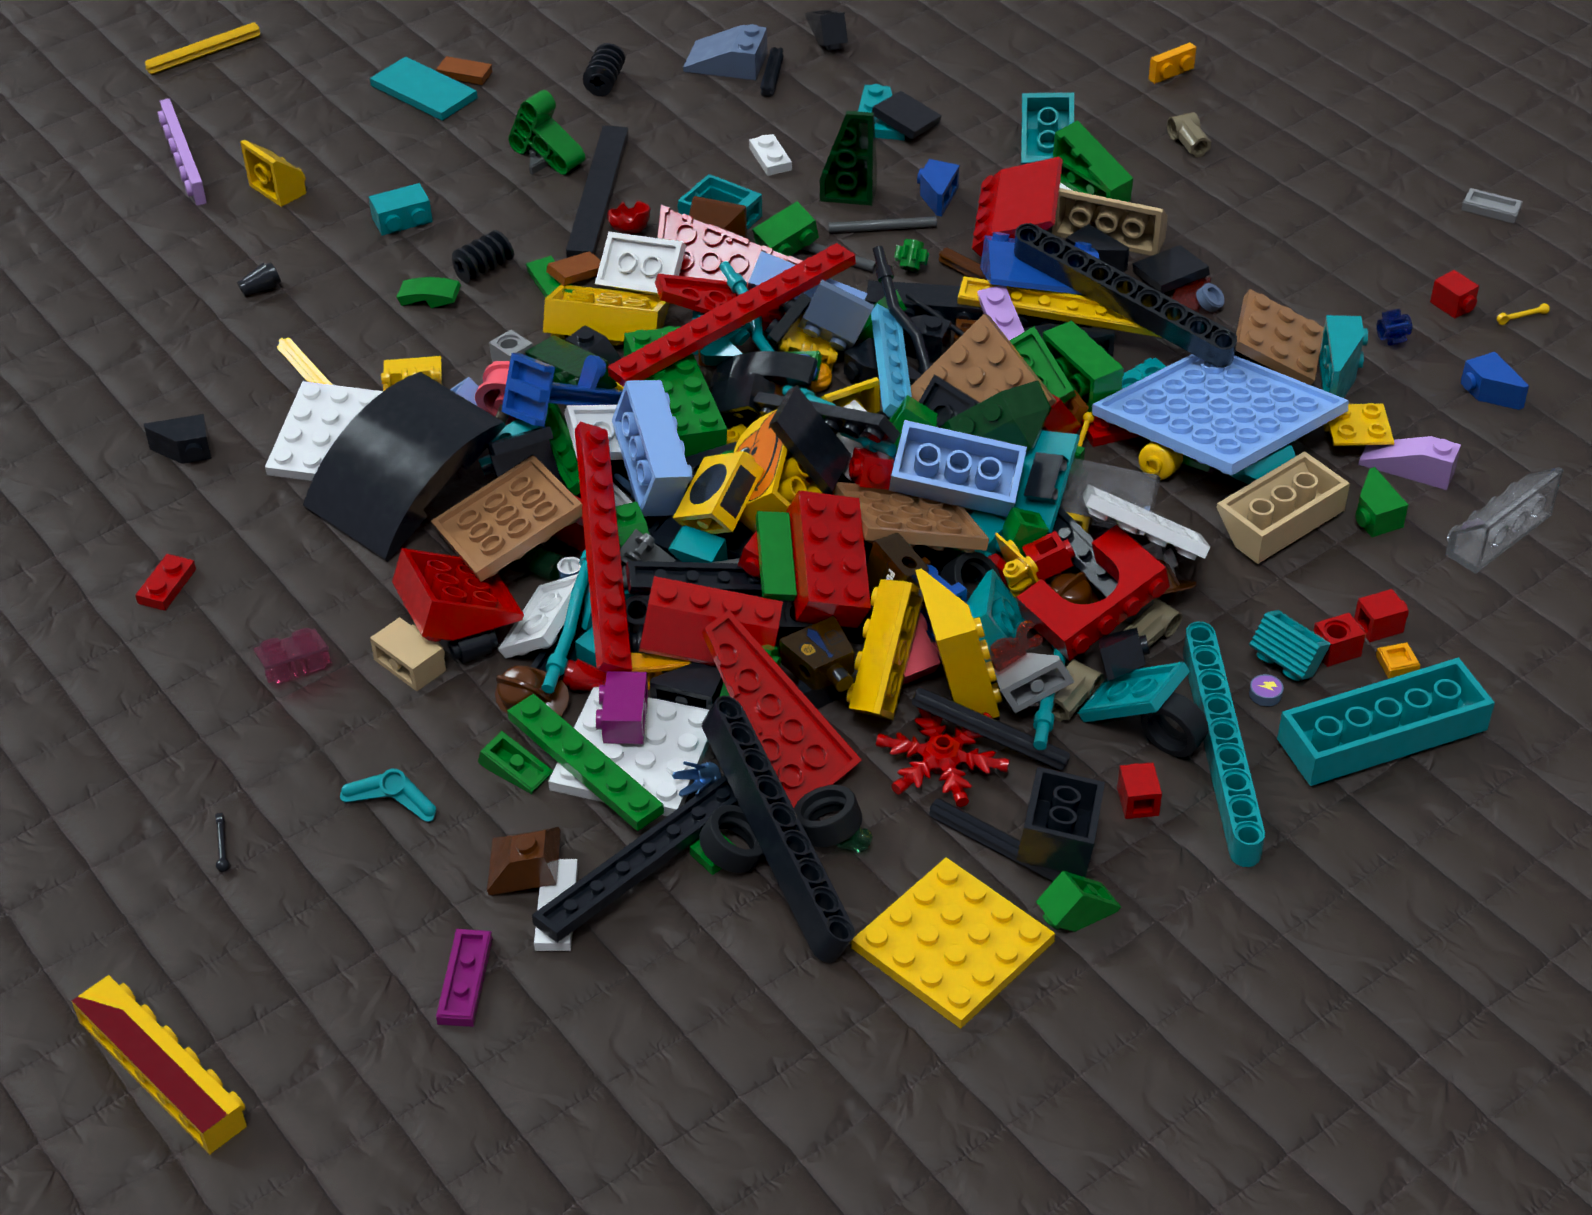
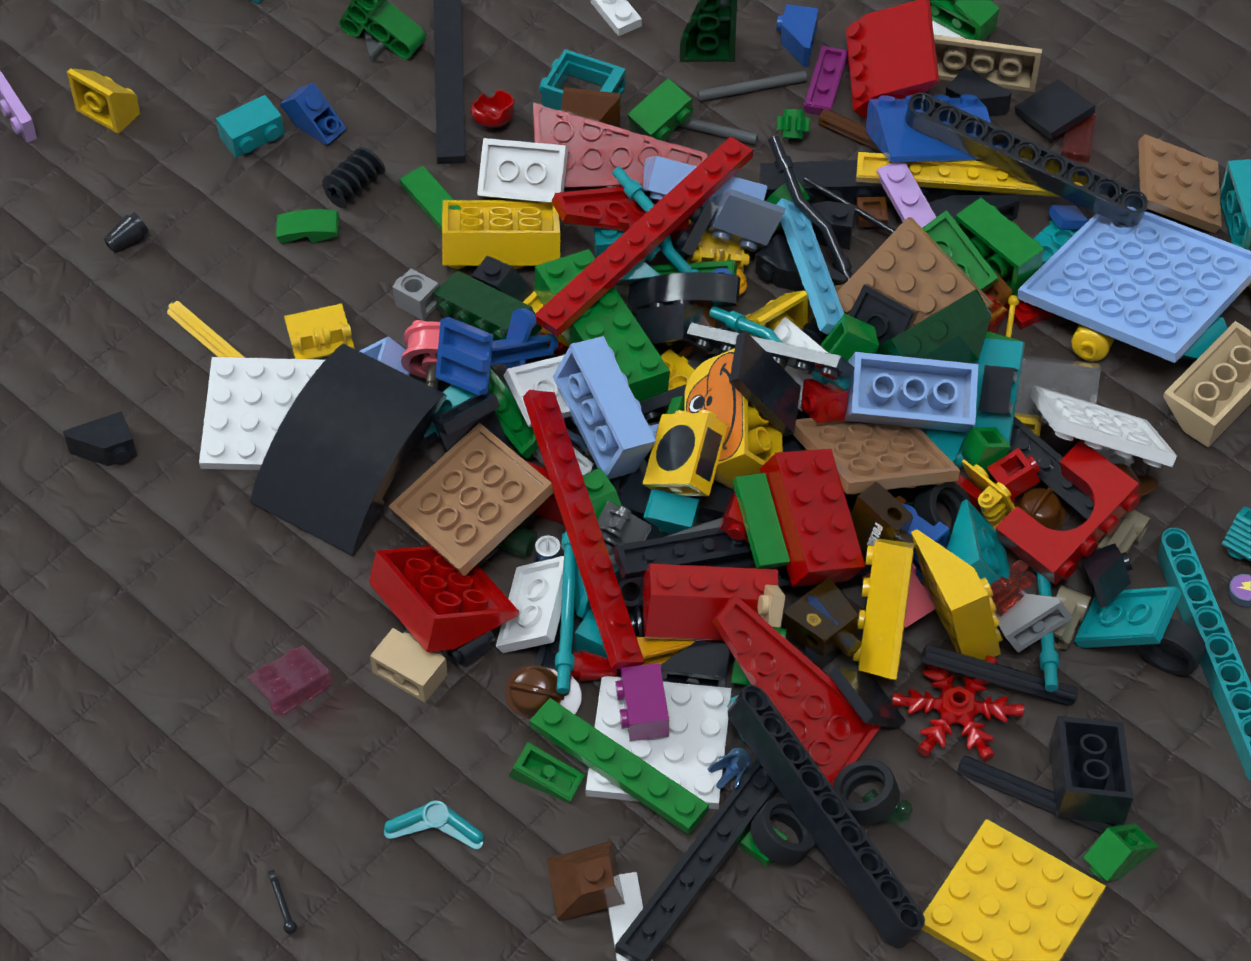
camera: 10 degrees left, 10 degrees up
(165, 582) = (136, 611): red plate -> none
(461, 204) = (313, 114): none -> blue slope
(574, 268) = (453, 179): dark orange tile -> none
(766, 629) = (771, 605): none -> tan plate
(850, 732) = (867, 697): none -> black tile
(954, 226) = (825, 80): none -> magenta tile
(1139, 790) = (1151, 720): red brick -> none
(1160, 356) = (1067, 217): none -> blue tile
(1210, 297) = (1100, 139): sand blue tile -> none

